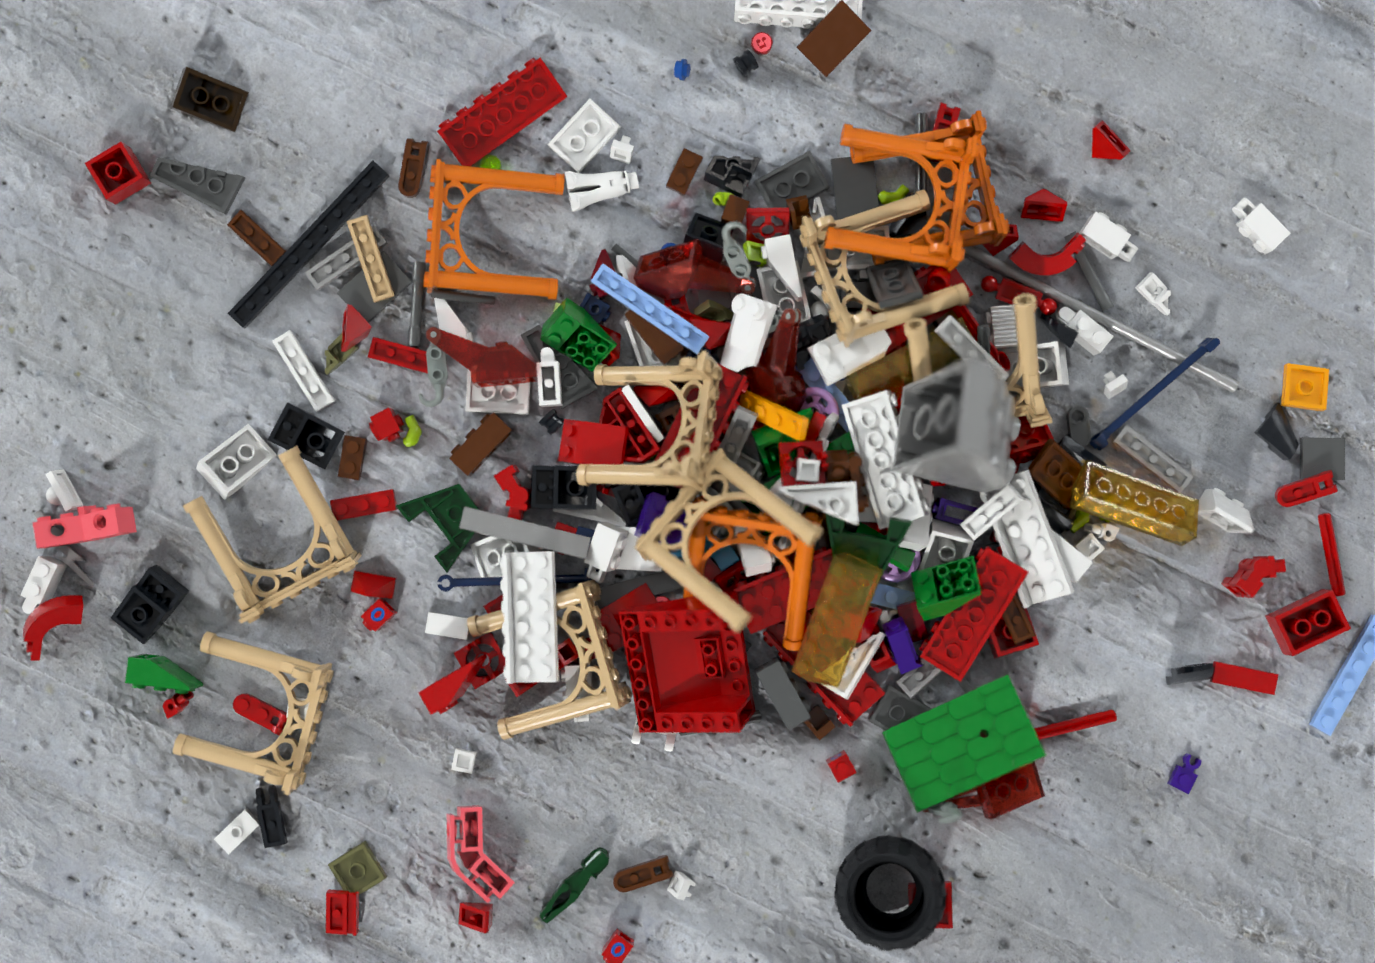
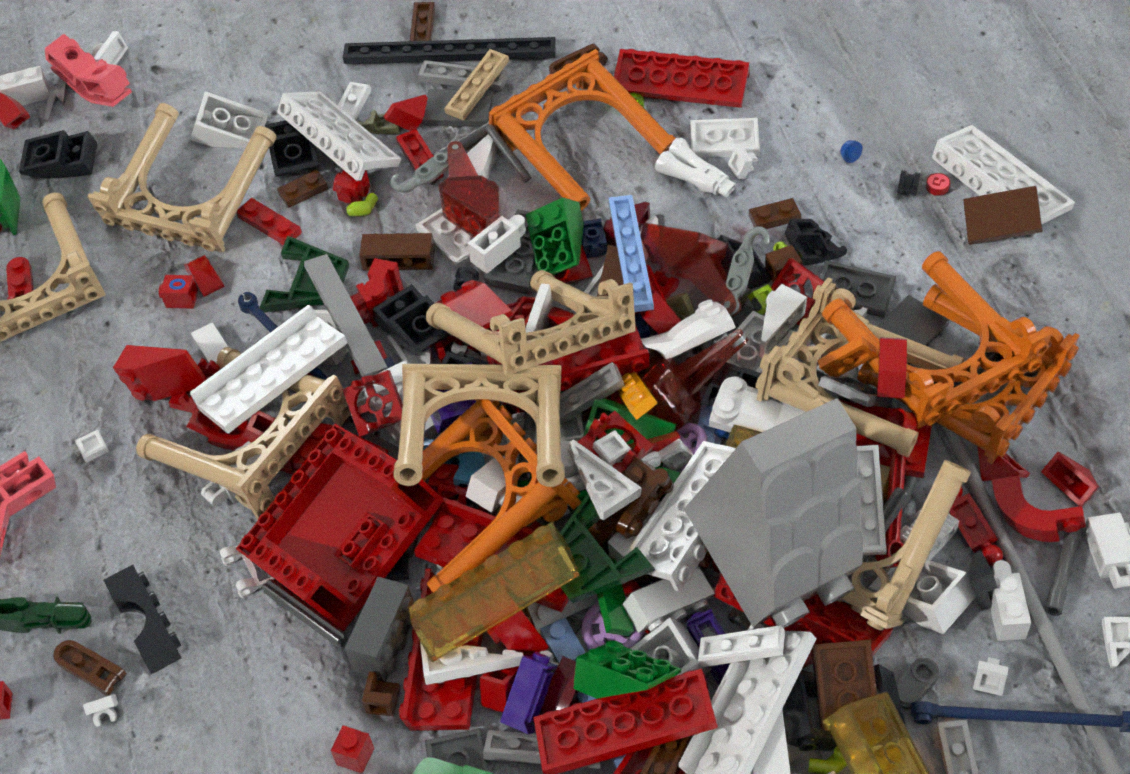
camera: 55 degrees right, 35 degrees down
(330, 398) = (336, 133): none -> white bracket
(634, 577) = (351, 395): none -> red piece
(664, 823) = (154, 642): none -> black arch
(876, 261) = (847, 357): none -> orange plate
(911, 253) = (892, 367): none -> red slope

